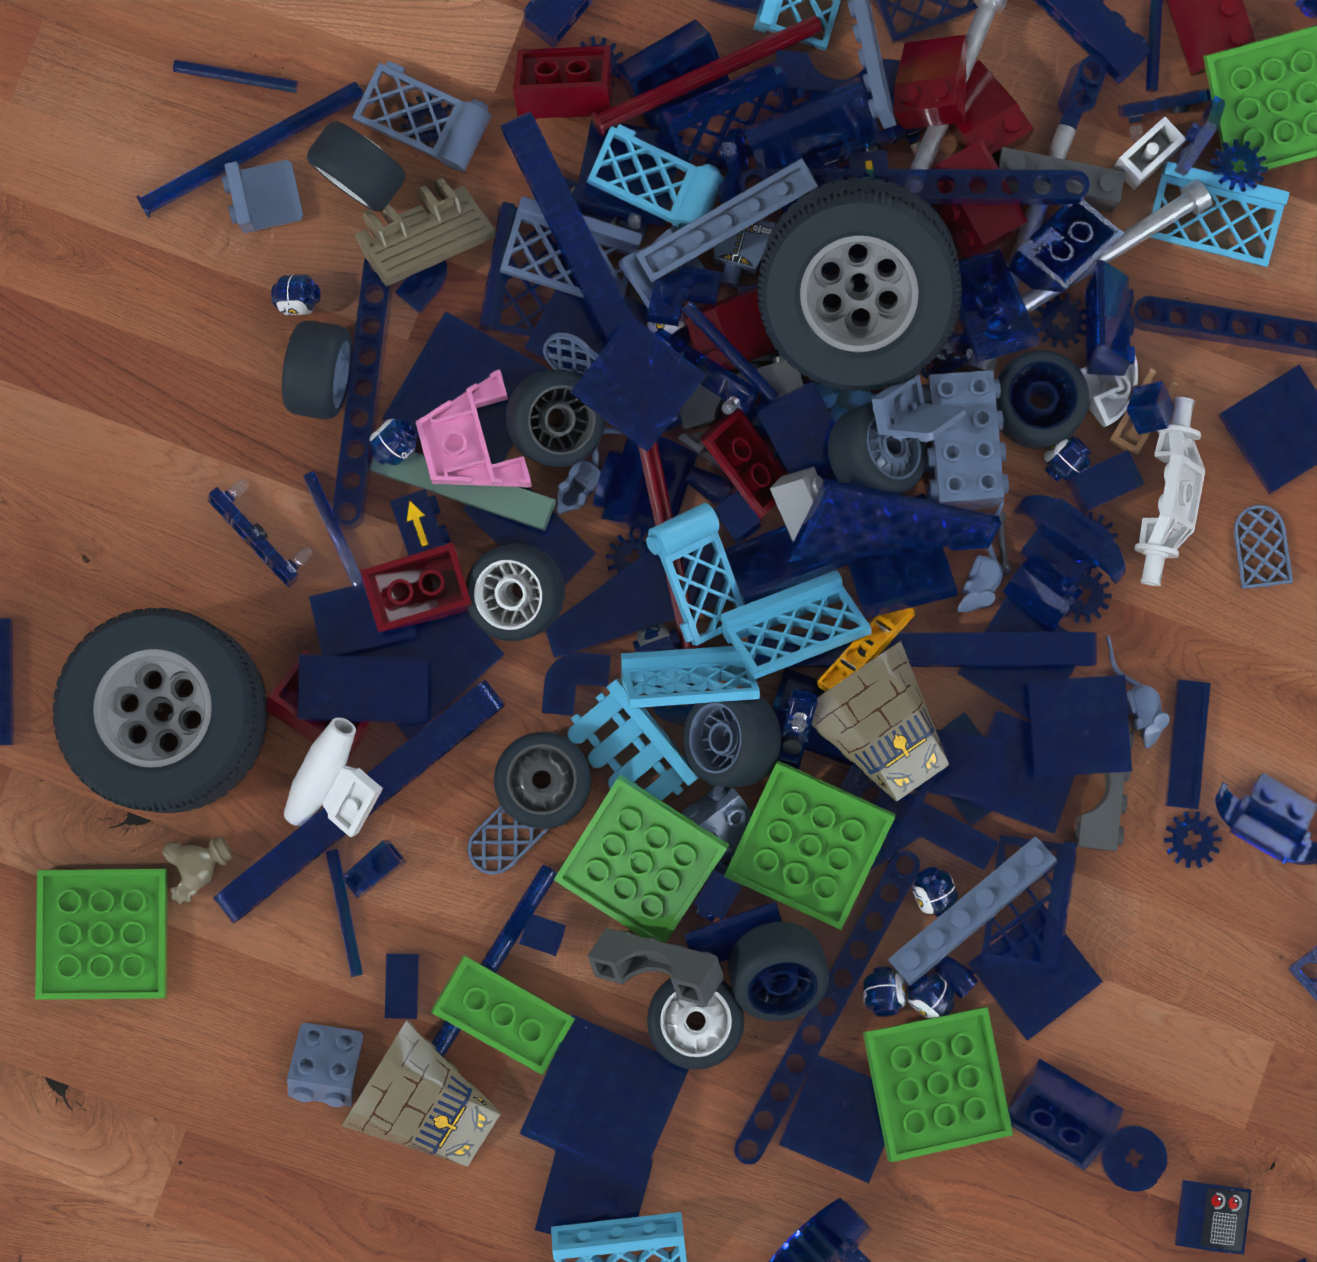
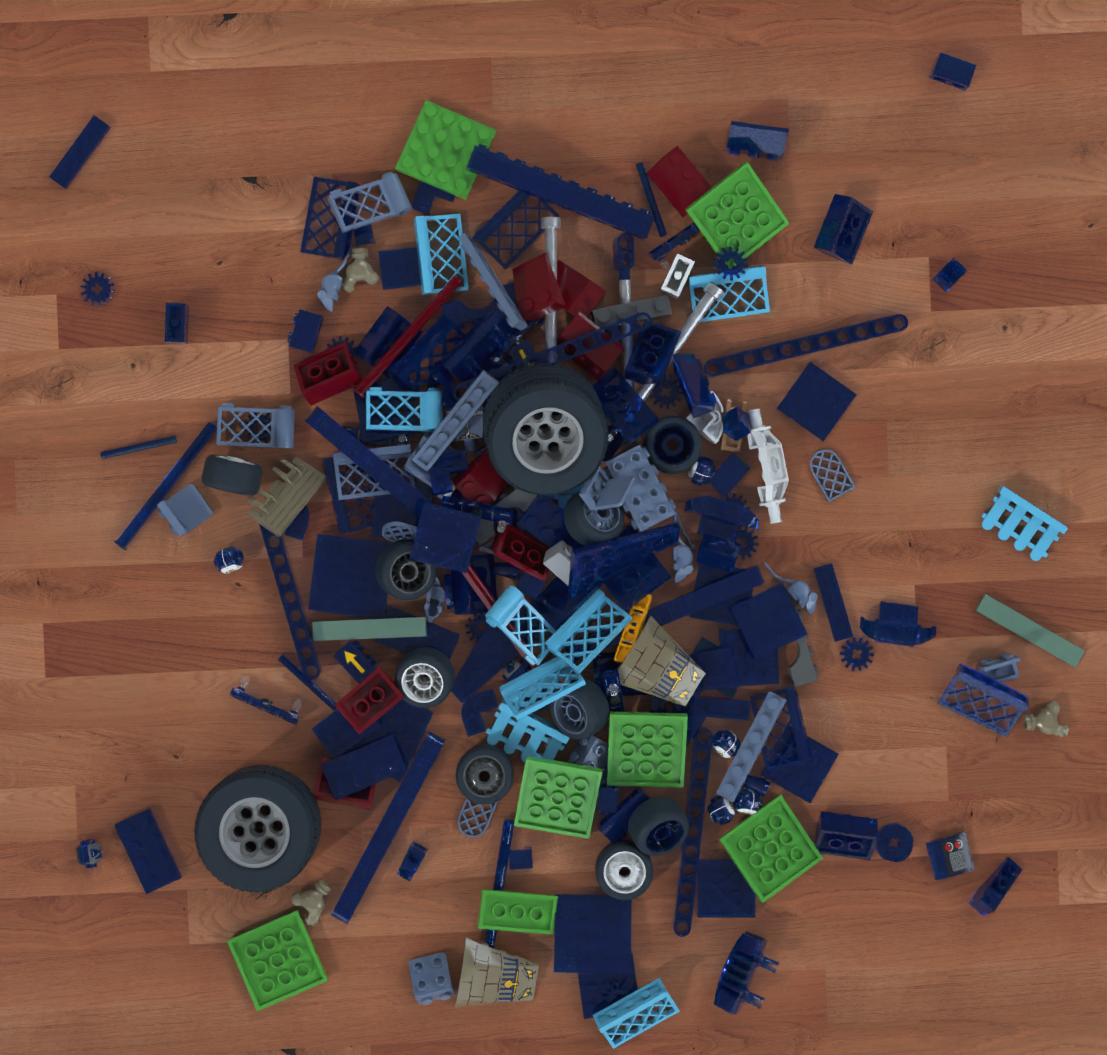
camera: 25 degrees left, 5 degrees up
(316, 369) = (260, 600): black wheel -> none
(326, 781) = (364, 827): white plate -> none
(344, 913) = (406, 892): clear blue bar -> none
(393, 442) = (320, 621): clear blue head -> none
(401, 986) = (454, 918): clear blue tile -> none
(456, 443) = (357, 609): bright pink wing -> none
(623, 955) = (569, 852): dark grey arch -> none
(730, 351) = (487, 494): clear blue bar -> none
(1199, 136) = (701, 257): clear blue plate -> none

